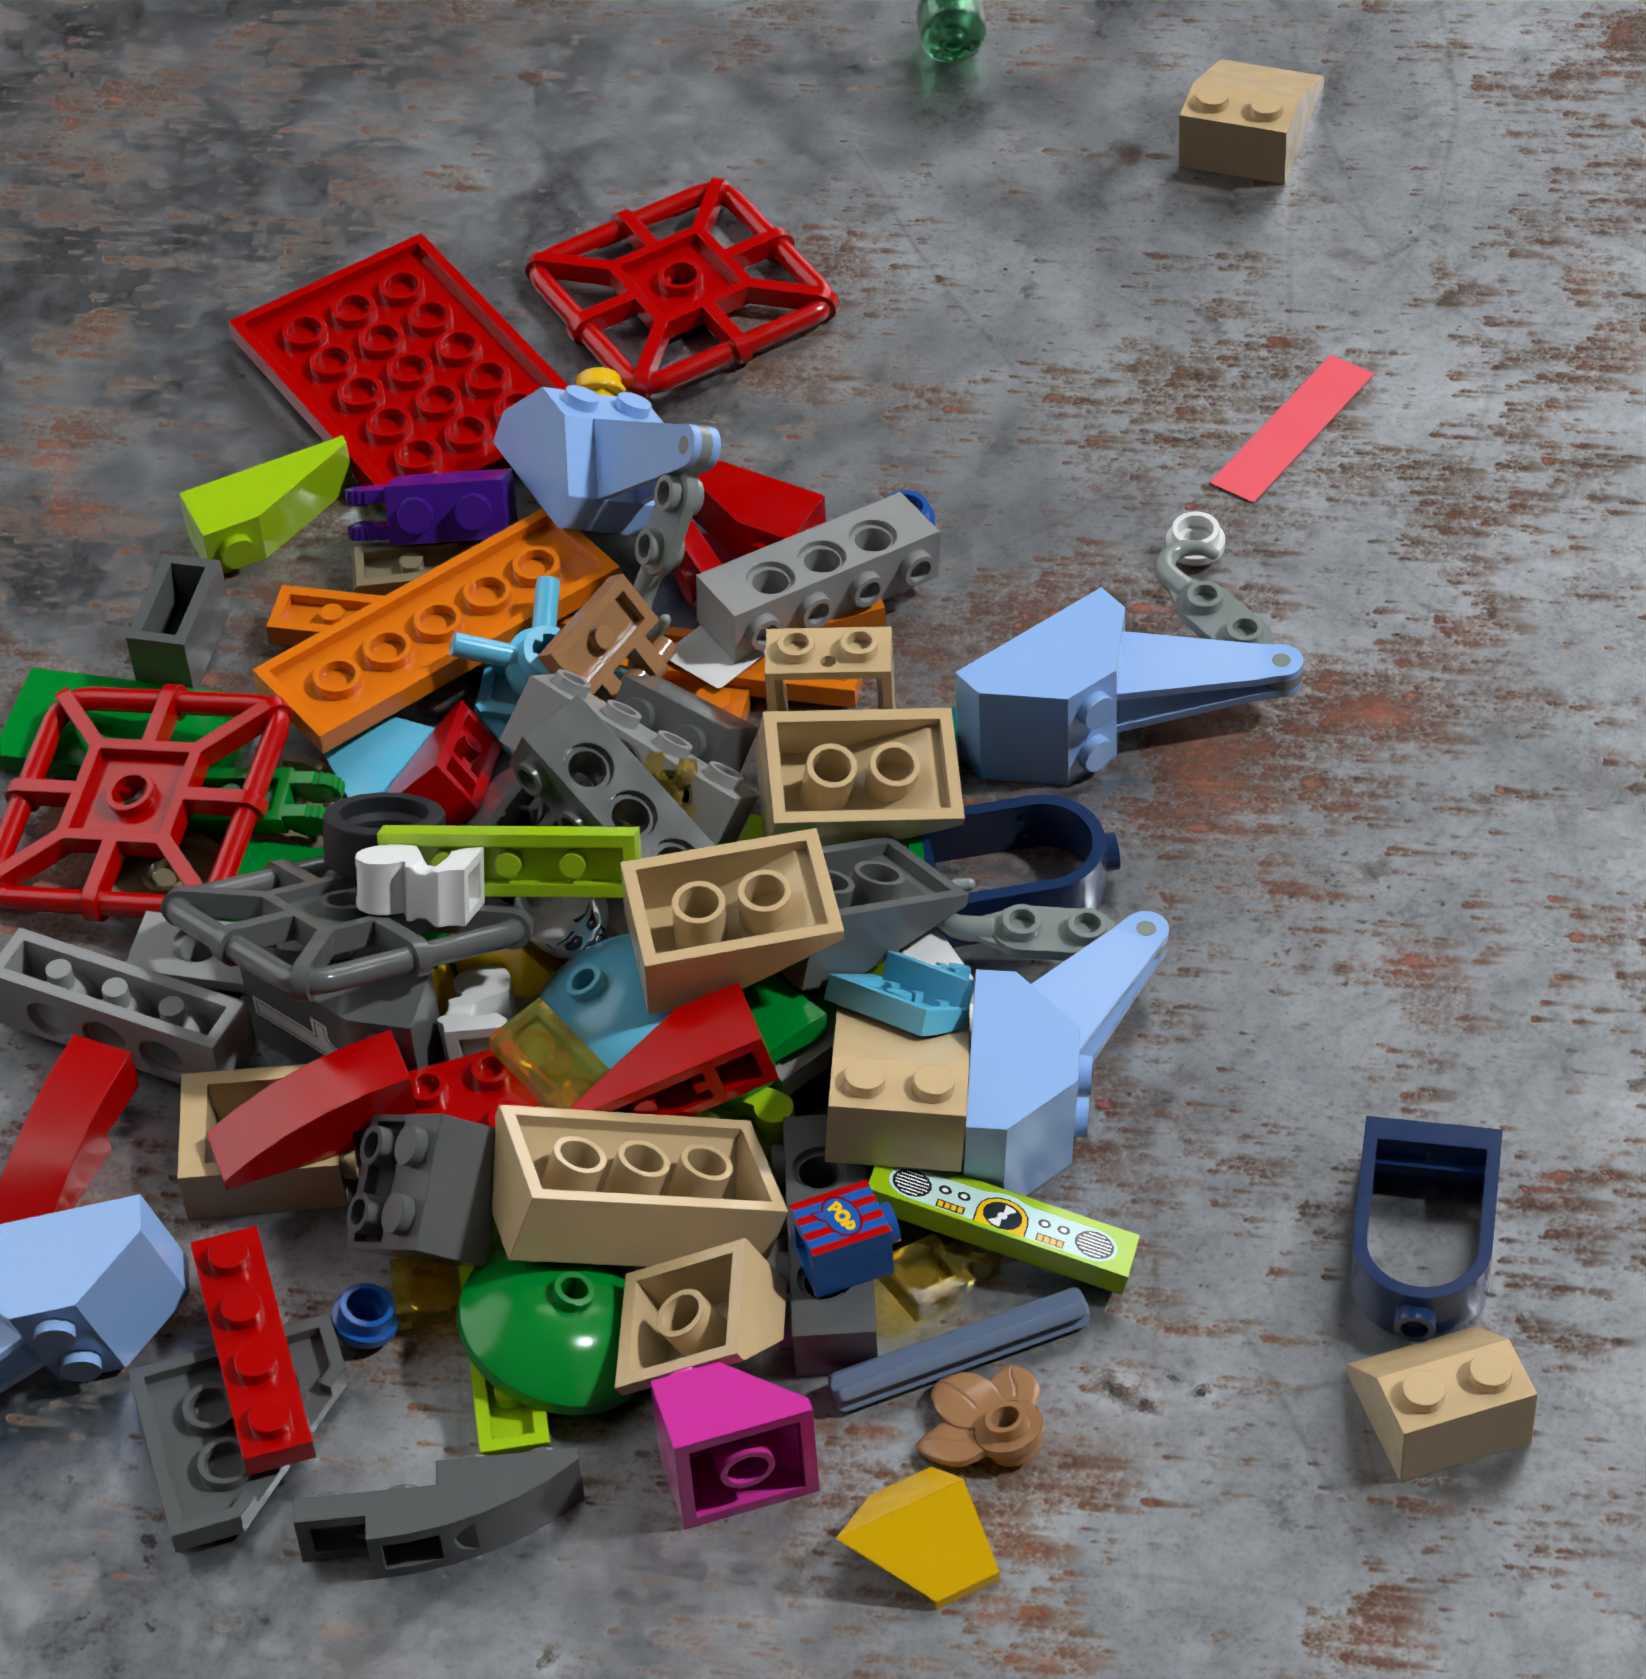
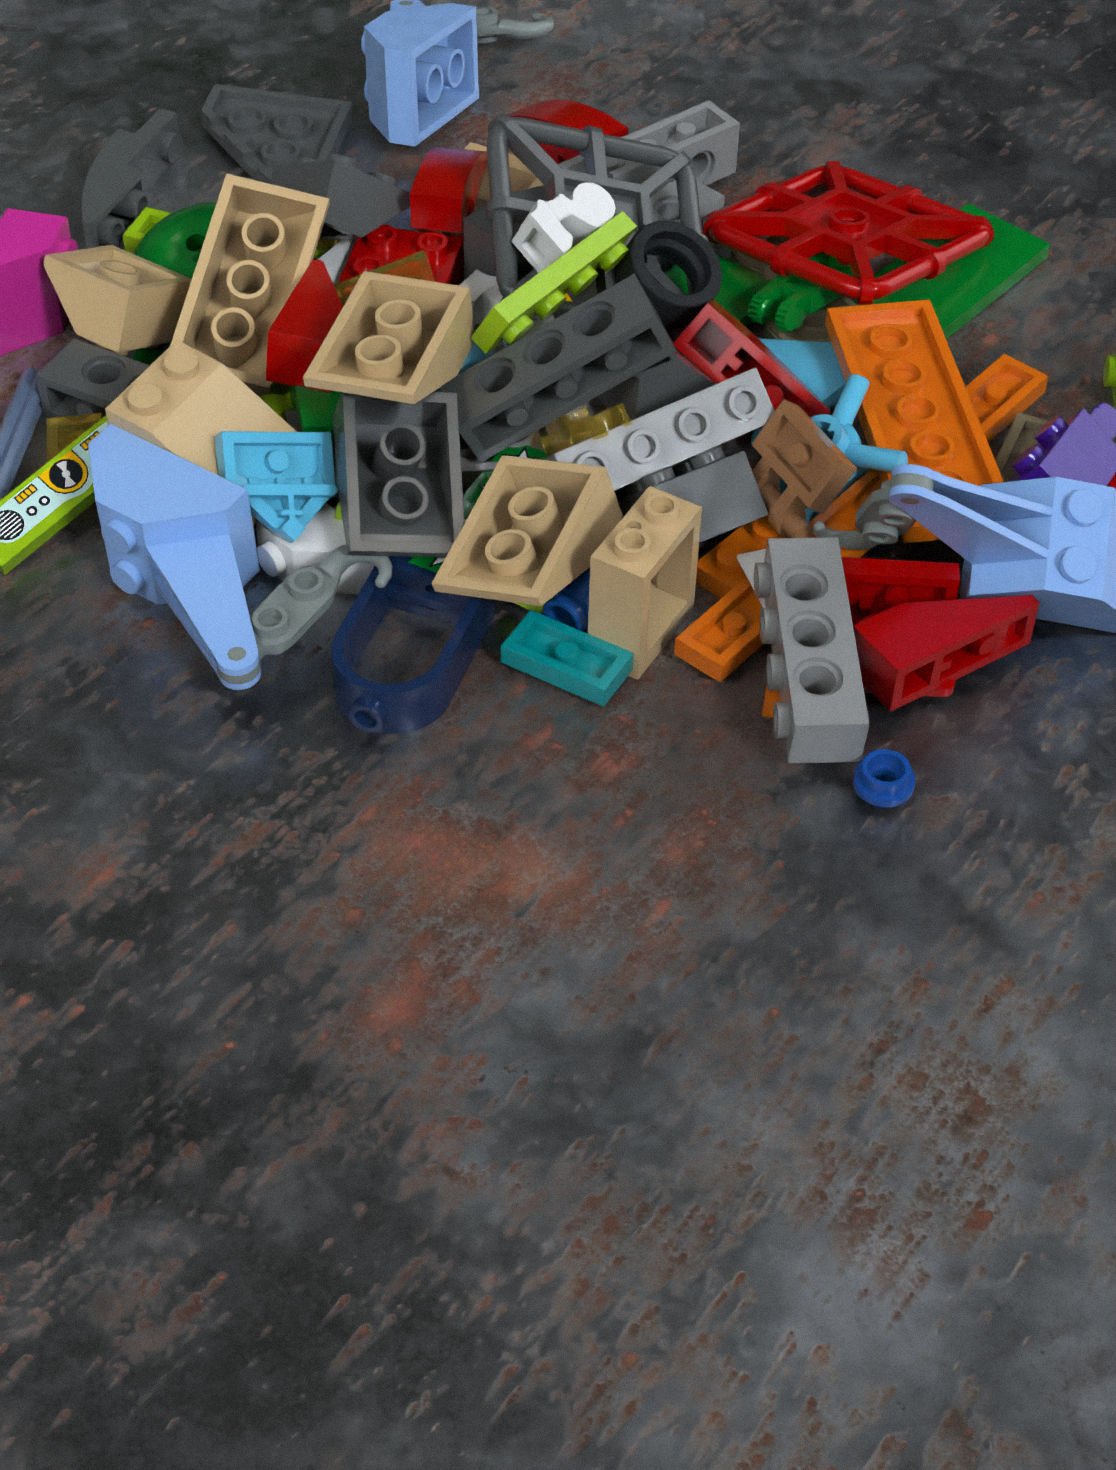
camera: 115 degrees right, 0 degrees up
(179, 621) = (1030, 302): dark grey brick -> none
(252, 1351) = (295, 136): red plate -> none
(843, 1237) = (103, 359): blue brick -> none
(1068, 686) = (536, 781): light blue slope -> none
(1198, 527) = (710, 957): white plate -> none
(1291, 428) = (834, 1159): coral sticker -> none

